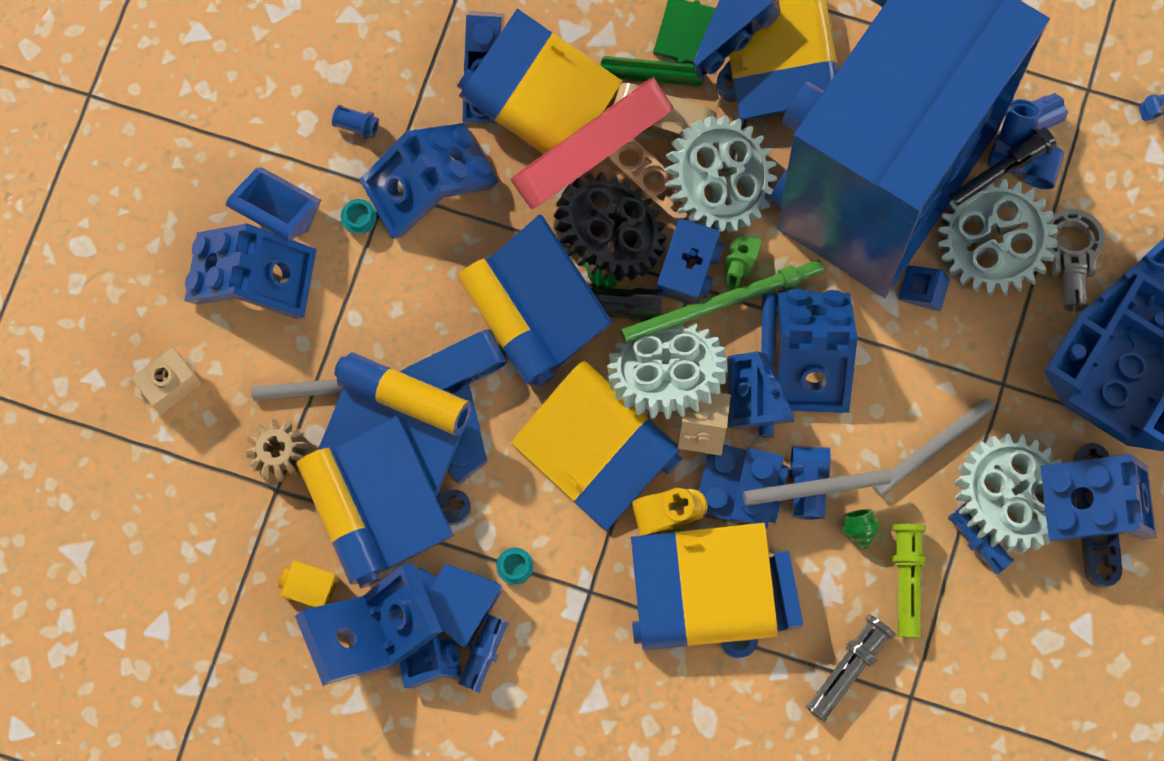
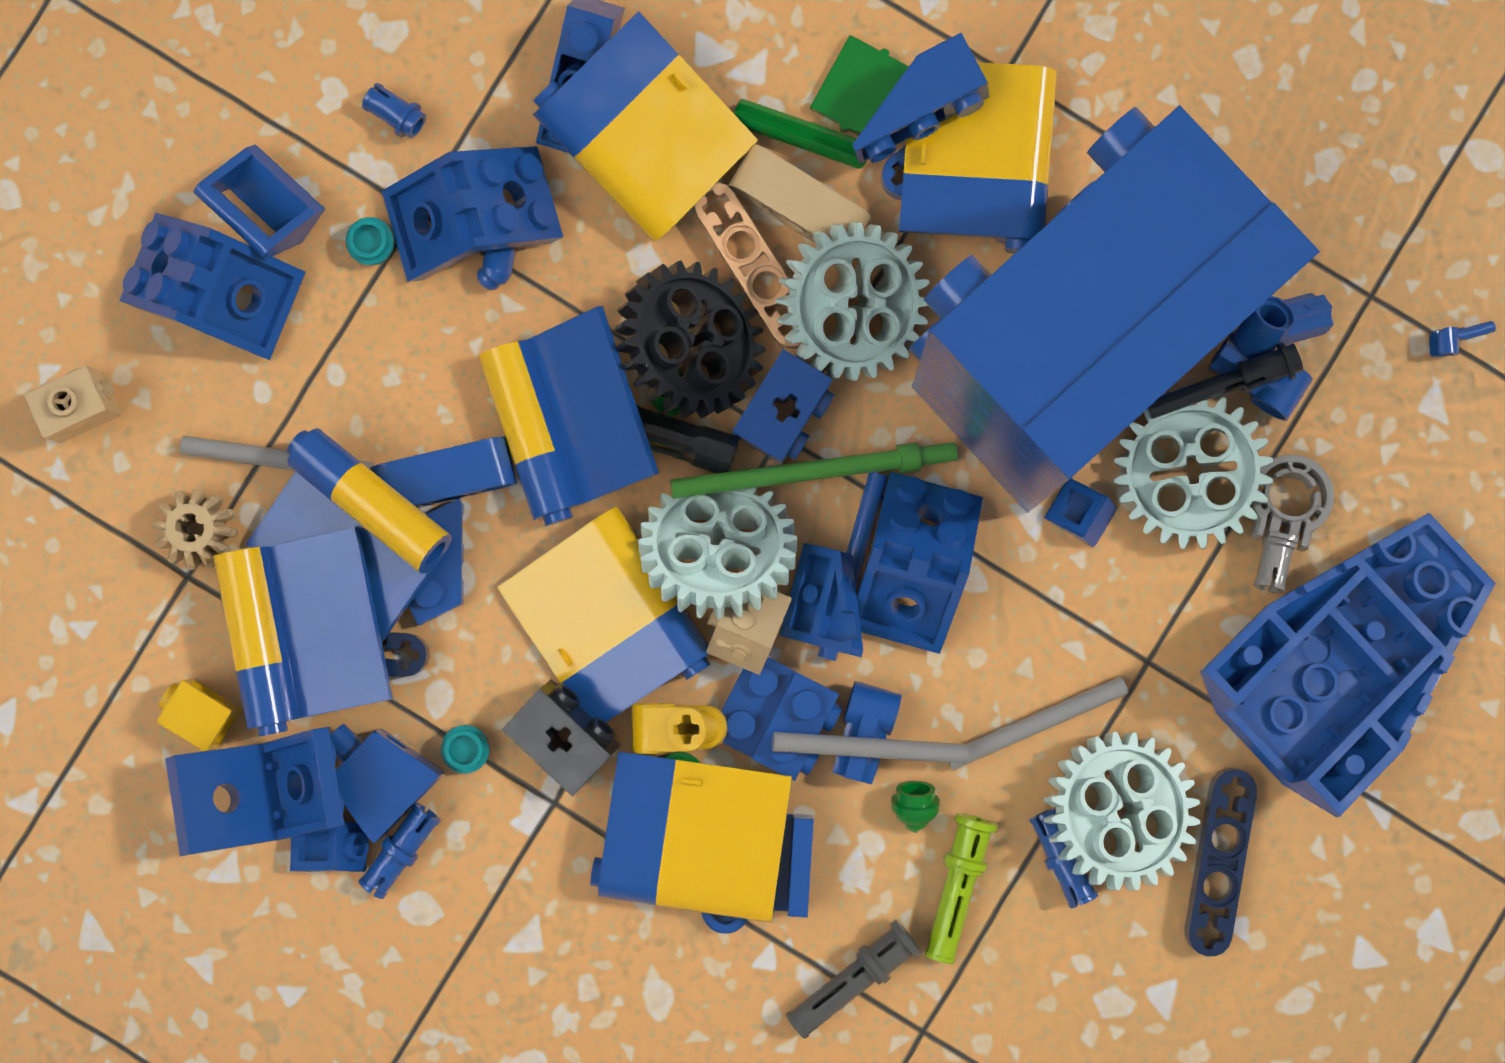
camera: 10 degrees right, 10 degrees up
(455, 212) = (496, 267): none -> blue arm
(564, 536) = (537, 730): none -> brick
(592, 143) = (693, 223): coral beam -> none
(739, 264) = (847, 425): bright green piece -> none
(1119, 504) = (1251, 859): blue bracket -> none

